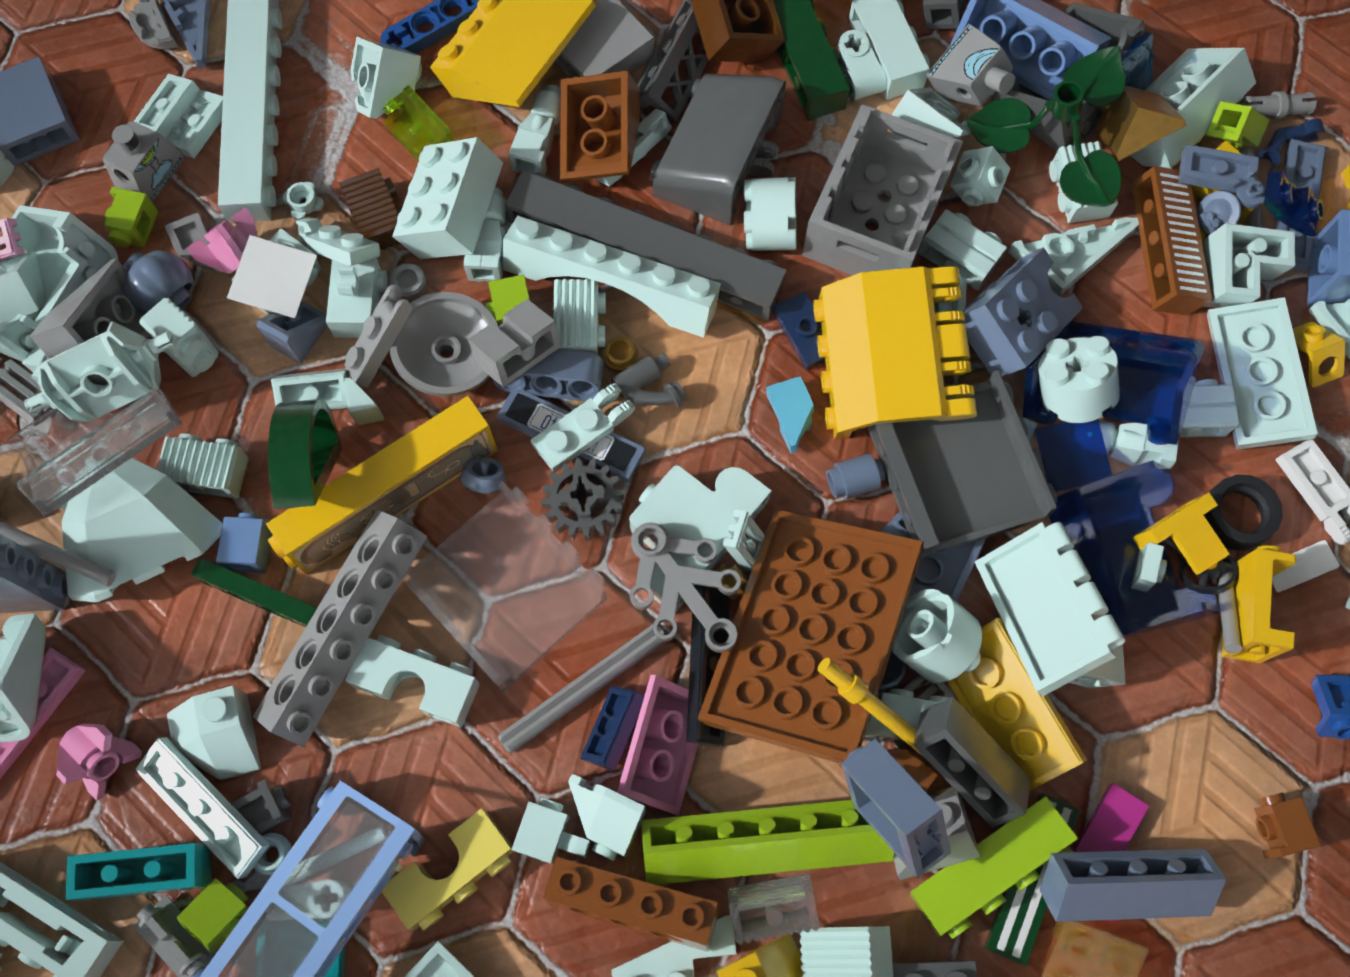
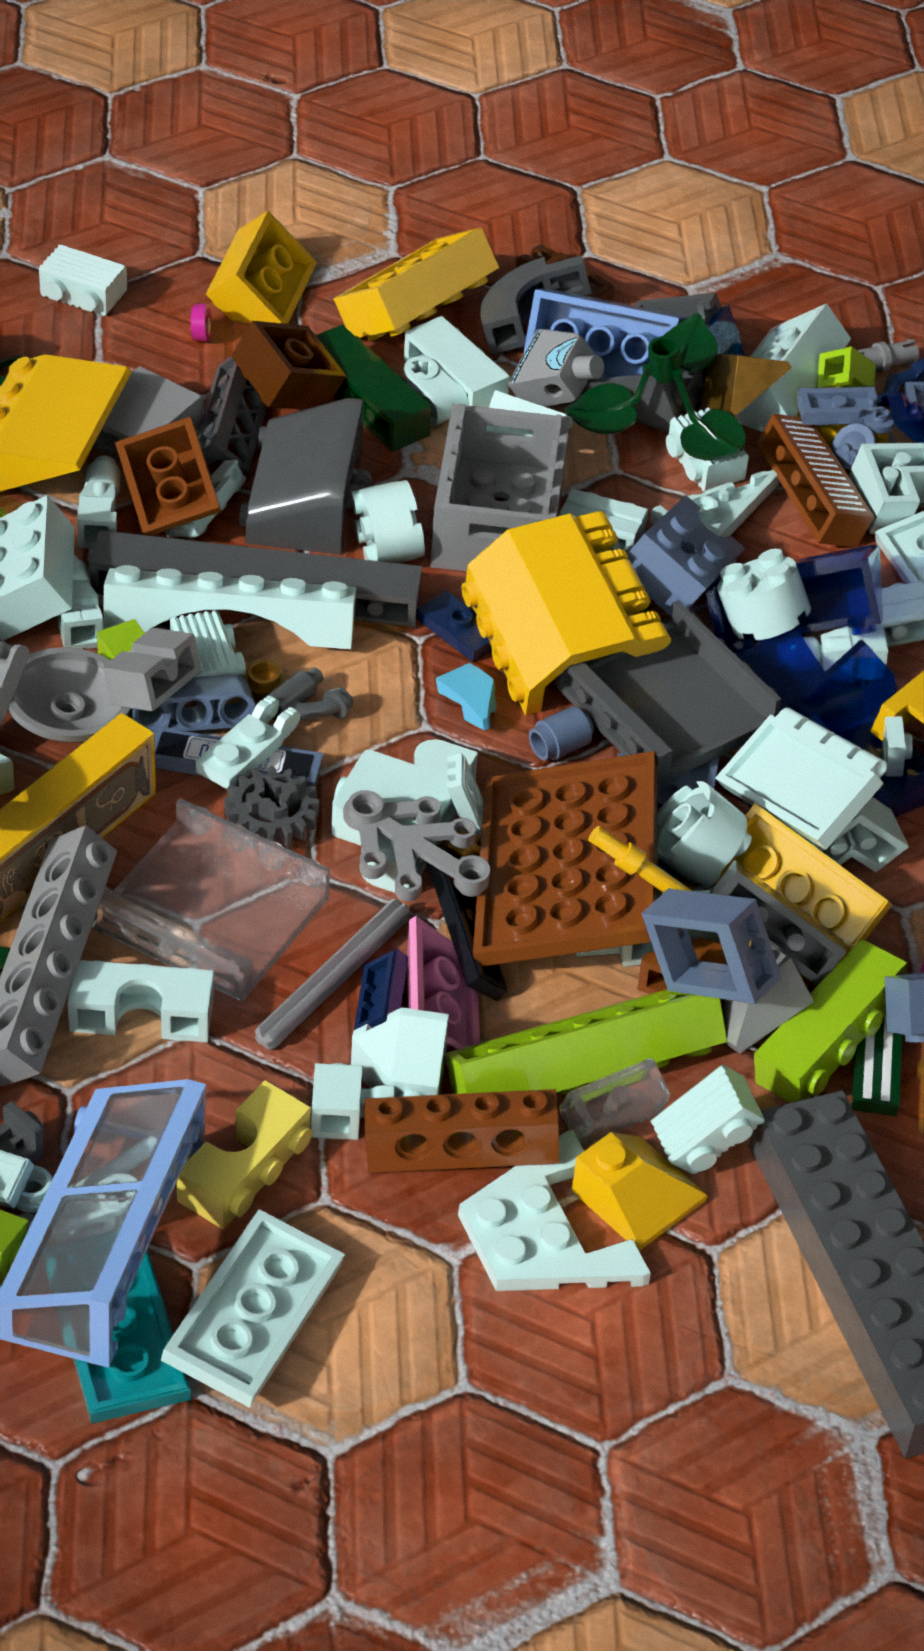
camera: 20 degrees left, 25 degrees down
(483, 475) = (151, 808): sand blue hat -> none
(980, 176) = (597, 460): light aqua brick -> none

